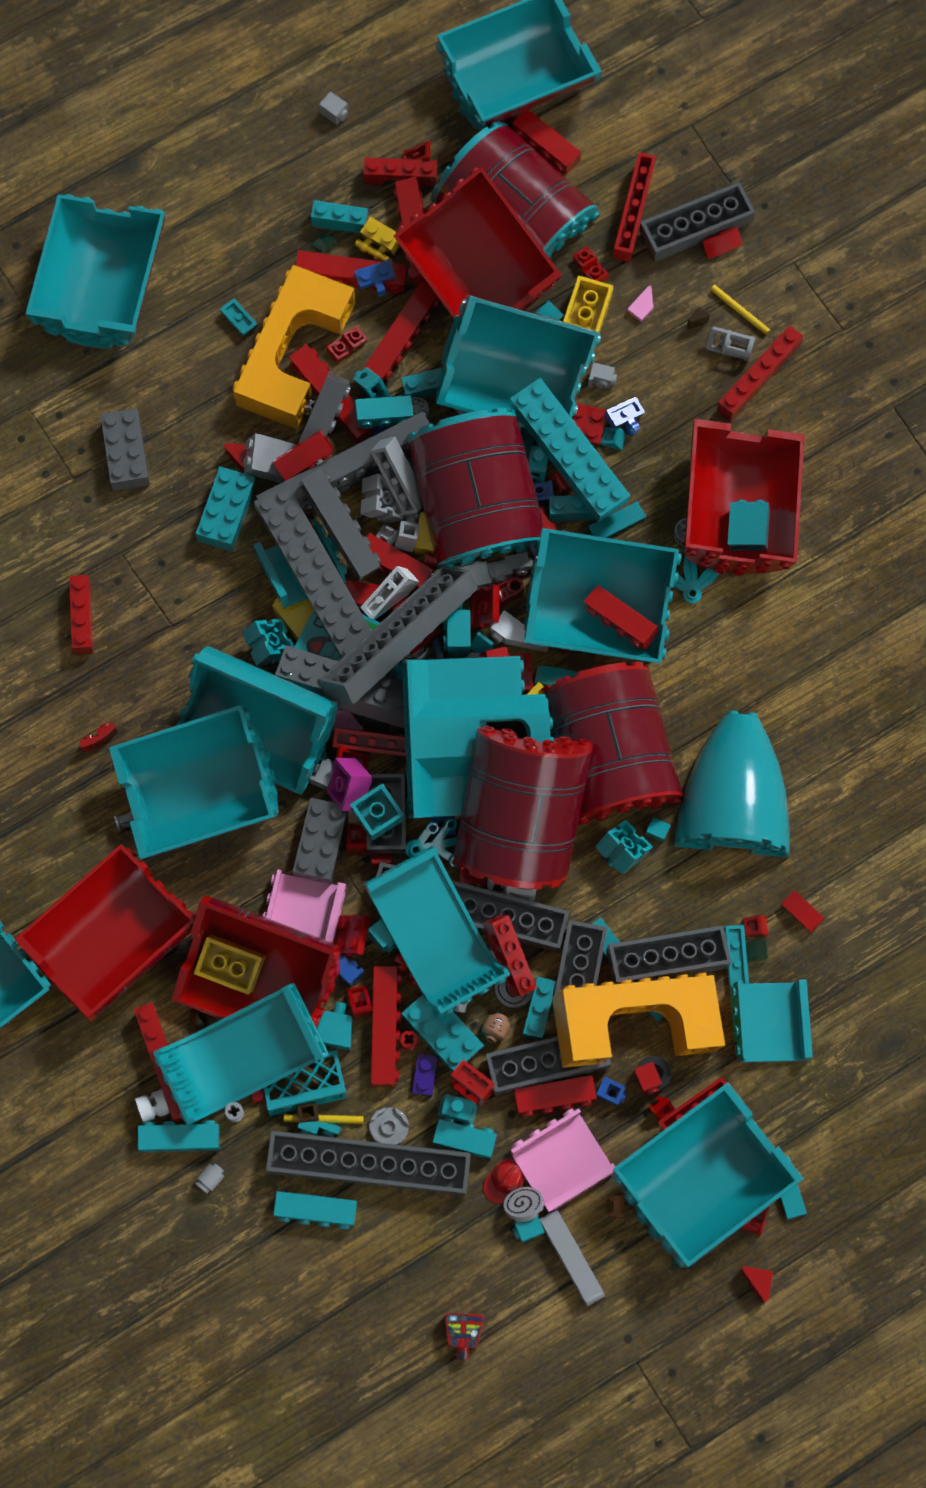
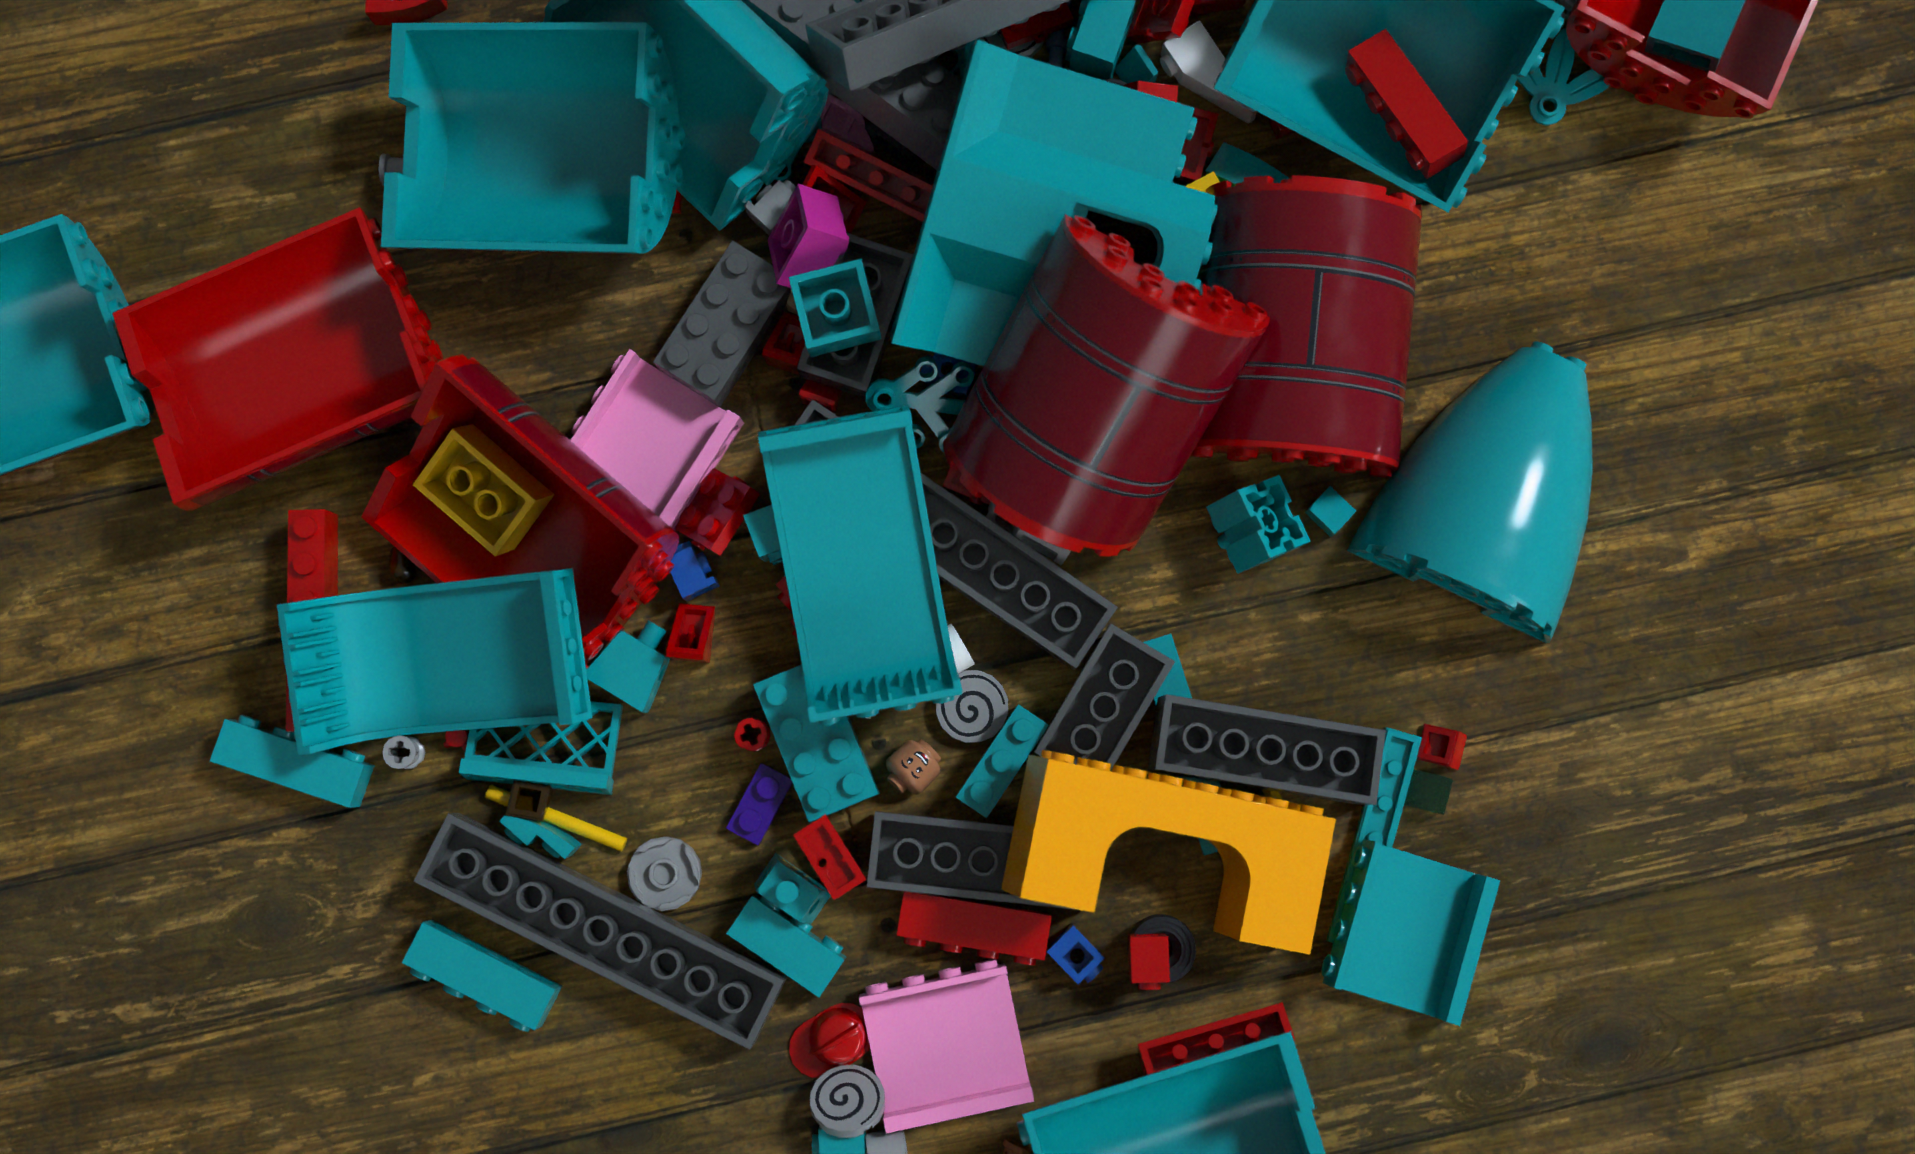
camera: 25 degrees right, 10 degrees up
(146, 1109) = (259, 691): white wheel -> none
(210, 1178) = (320, 853): light grey brick -> none
(385, 1027) = (718, 695): red brick -> none
(509, 954) = (980, 650): red brick -> none
(662, 1108) = (1154, 1018): red tile -> none
(802, 911) = (1537, 751): red slope -> none

